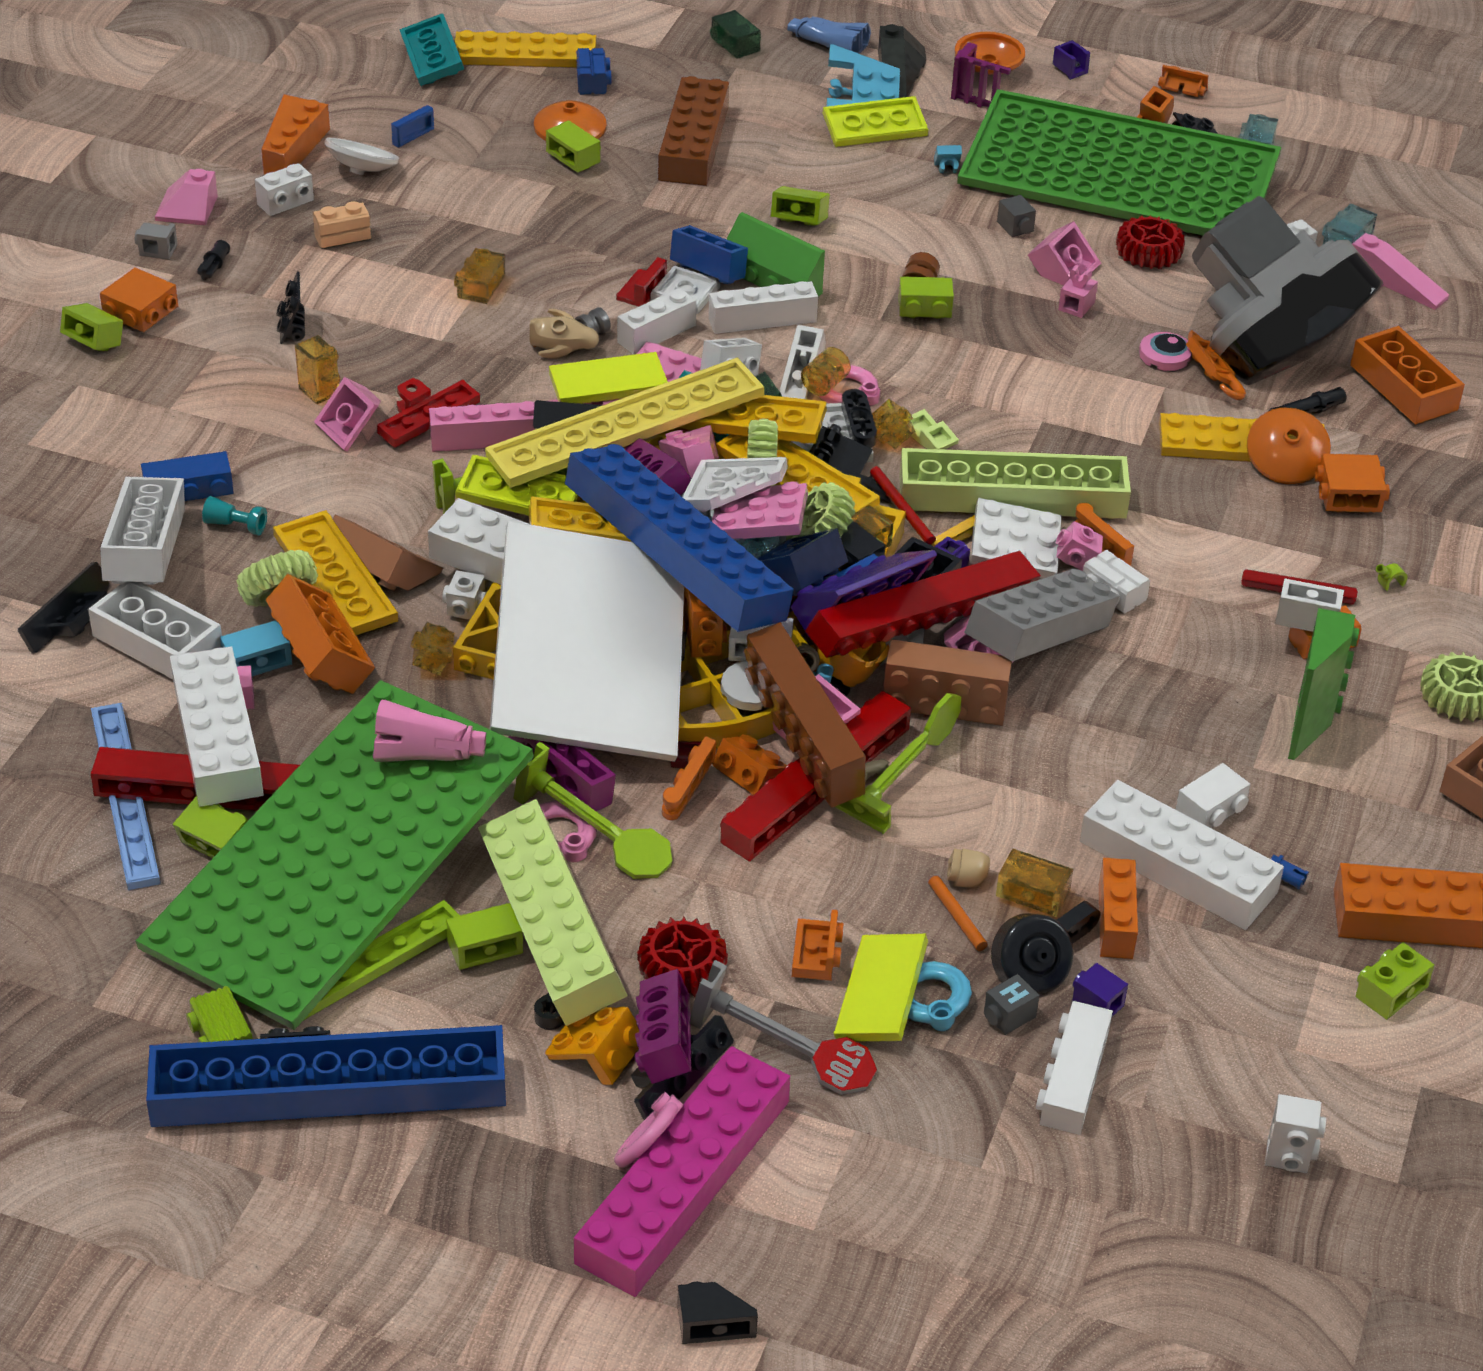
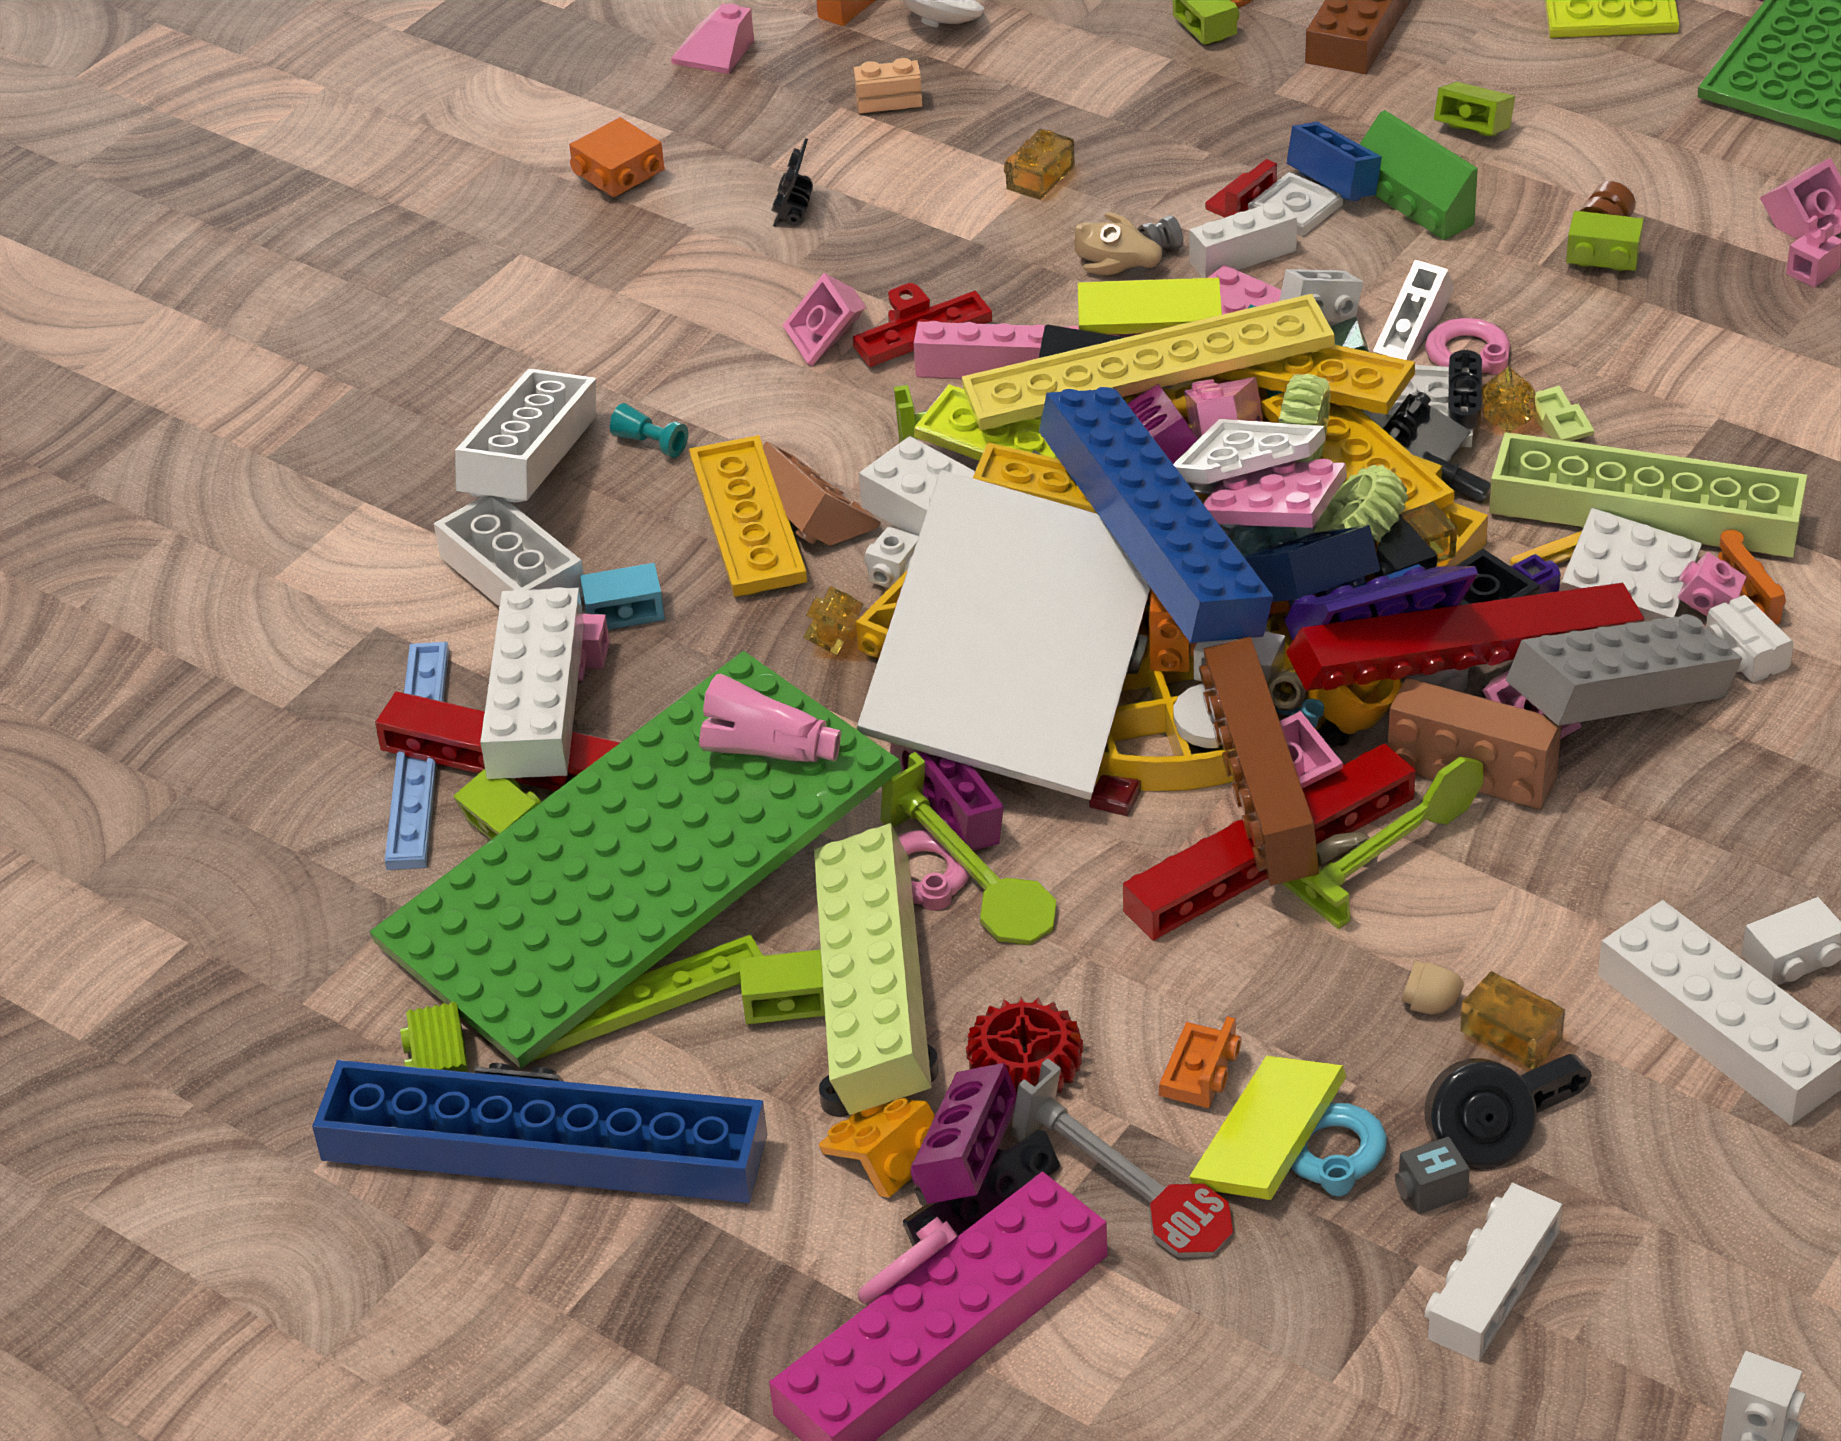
camera: 20 degrees right, 0 degrees up
(66, 611) = (411, 525): black bracket -> none
(91, 326) = (551, 184): lime brick -> none
(156, 240) = (662, 87): light grey brick -> none
(202, 474) = (619, 376): blue brick -> none
(213, 259) = (723, 116): black axle -> none
(262, 577) = (667, 511): yellowish green gear -> none
(284, 189) = (832, 37): white brick -> none
(317, 369) = (798, 258): clear yellow brick -> none
(319, 634) = (698, 586): orange brick -> none
(688, 779) = (1101, 825): orange plate -> none
(747, 762) = (1184, 811): orange bracket -> none
(763, 307) = (1386, 234): white brick -> none
(825, 371) = (1438, 324): clear yellow wheel -> none
(902, 504) = (1488, 507): red bar -> none
(948, 155) = (1693, 60): medium azure tile -> none
(958, 913) = (1402, 1046): orange bar -> none
(1016, 215) = (1762, 145): dark grey brick -> none
(1100, 988) = (1556, 1174): dark purple brick -> none
(1118, 908) = (1616, 1070): orange brick -> none

